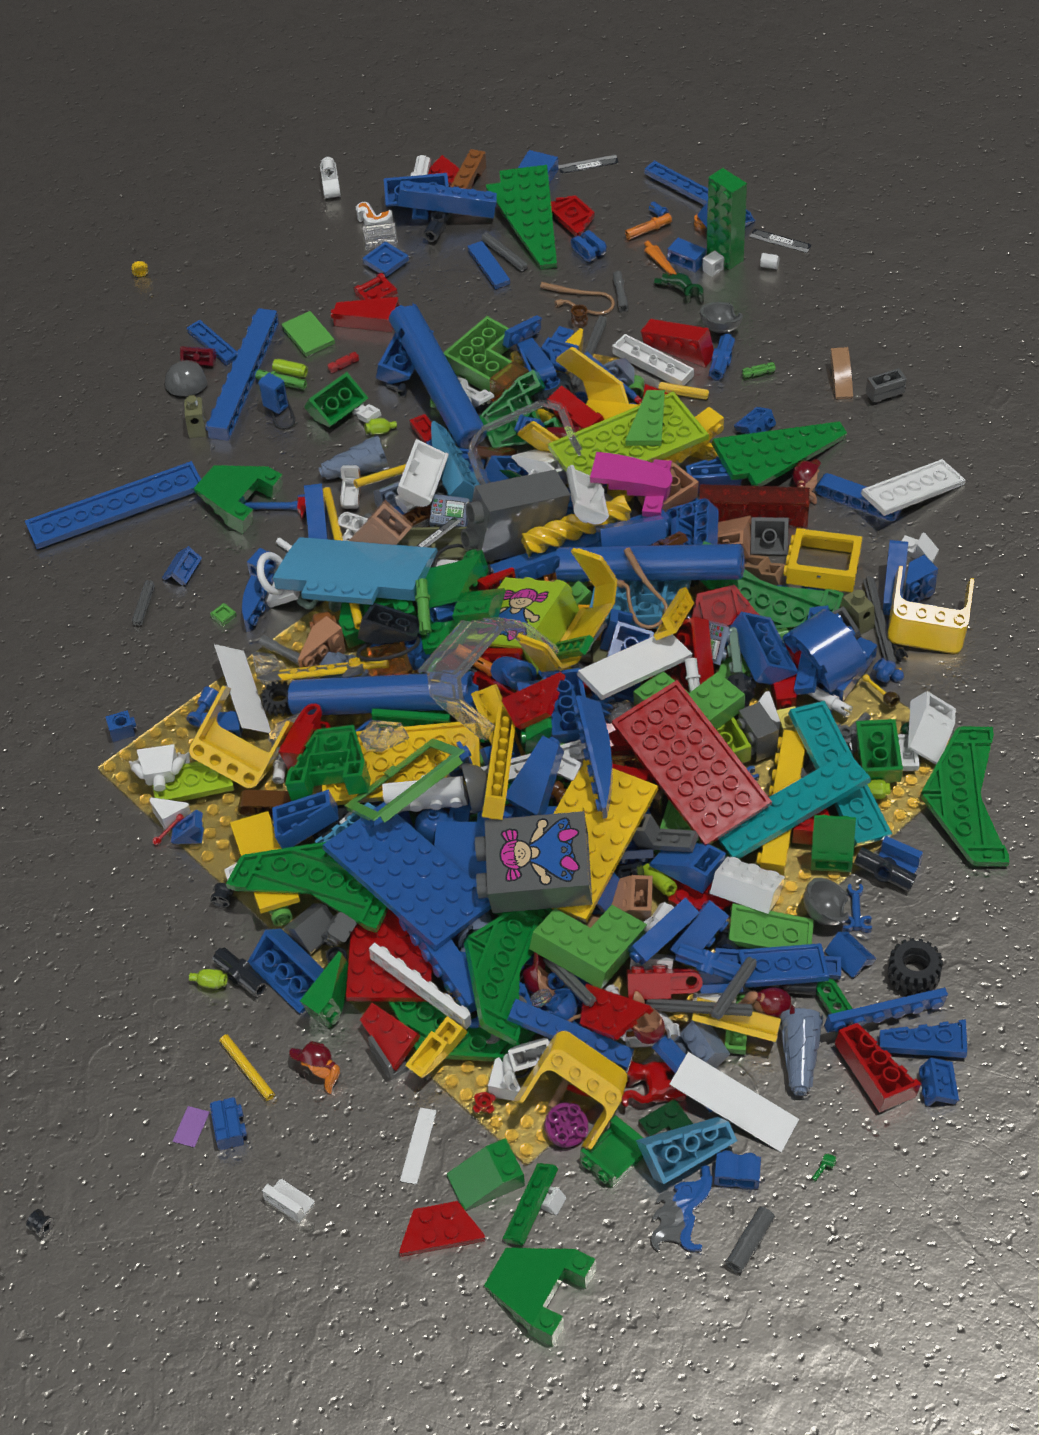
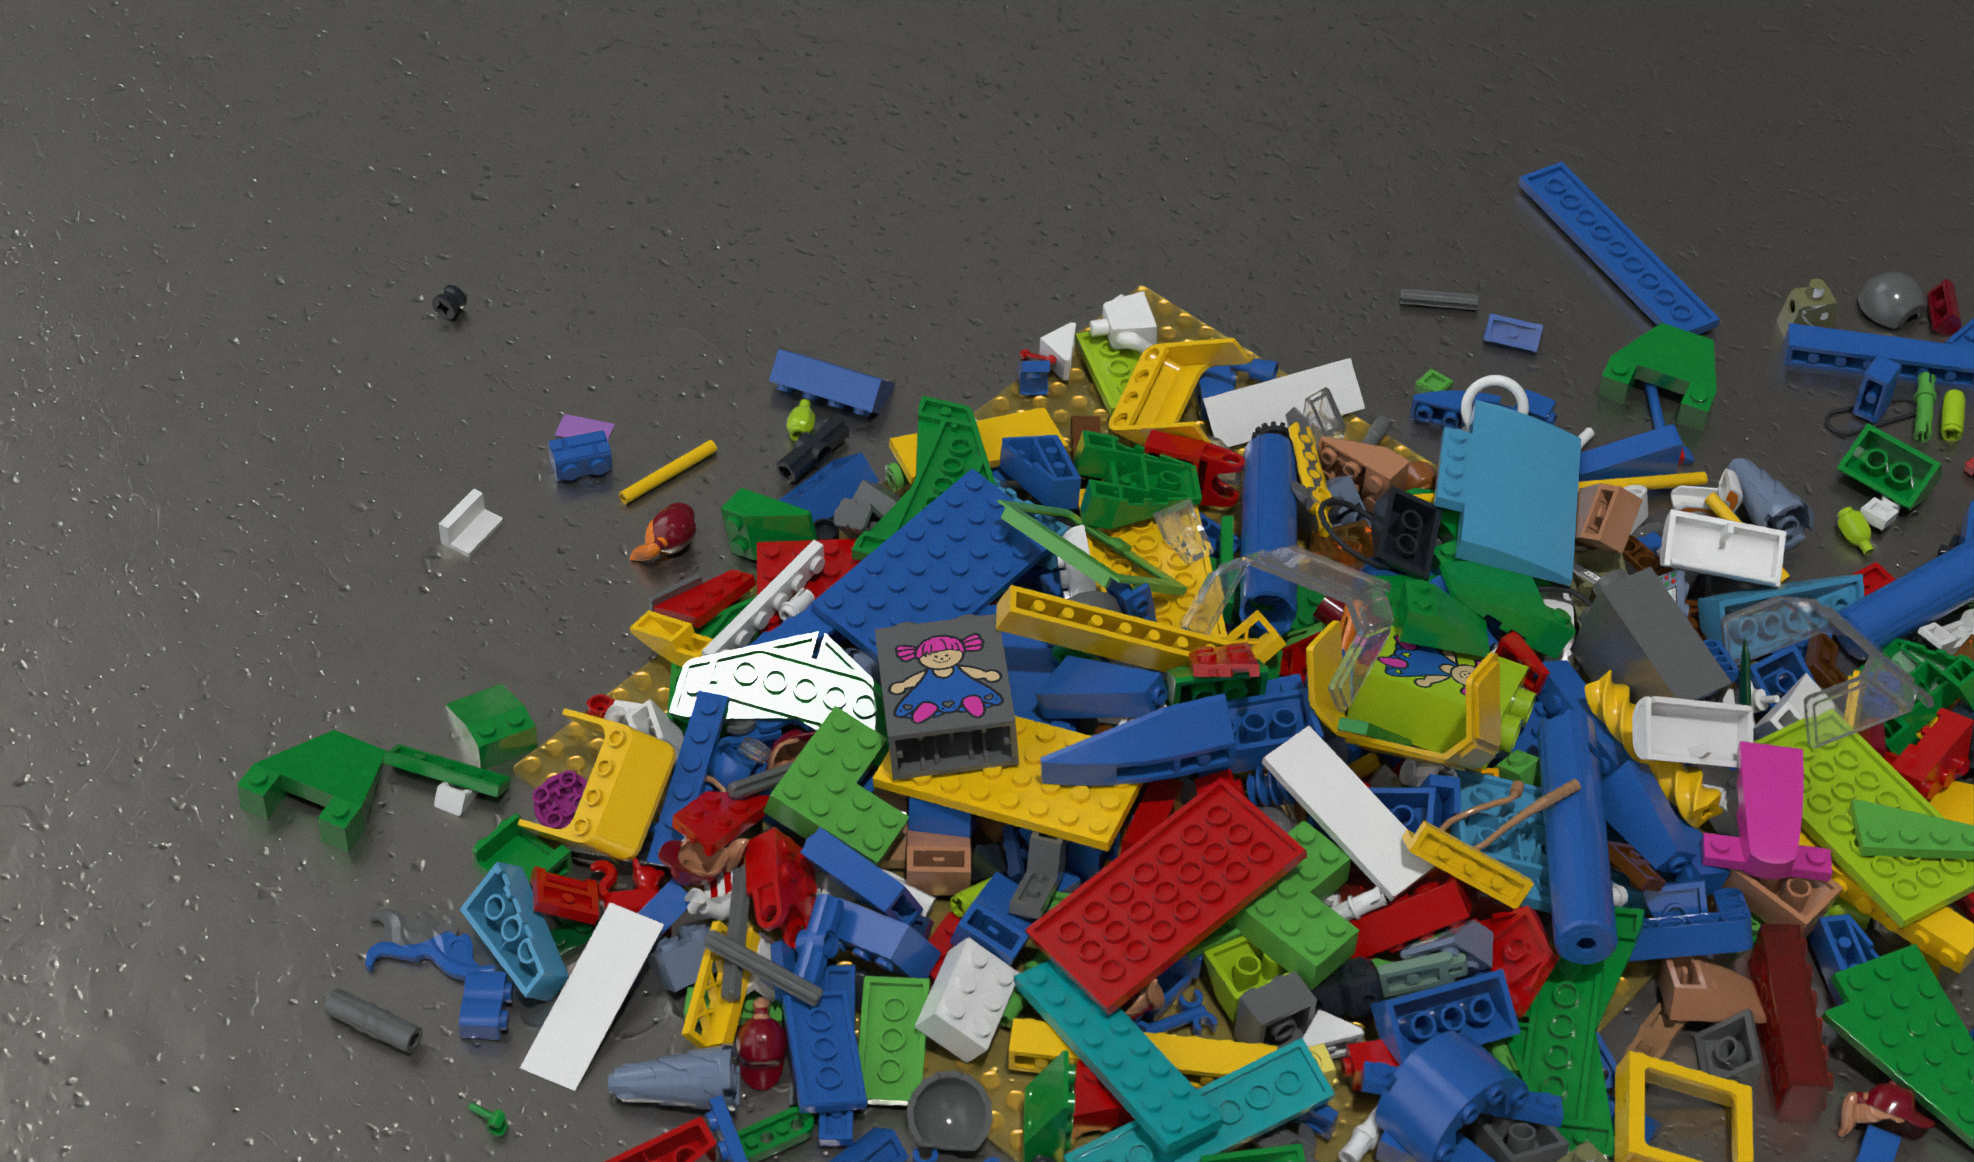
camera: 80 degrees right, 5 degrees down
(121, 726) = (1210, 294): blue brick -> none
(172, 958) = (830, 382): none -> blue slope
(418, 1146) = (548, 654): white sticker -> none
(422, 599) = (1436, 558): bright green pin -> none
(424, 969) = (796, 604): none -> white pin
(439, 1229) = (419, 679): red wing -> none
(664, 1114) = (565, 896): none -> red plate

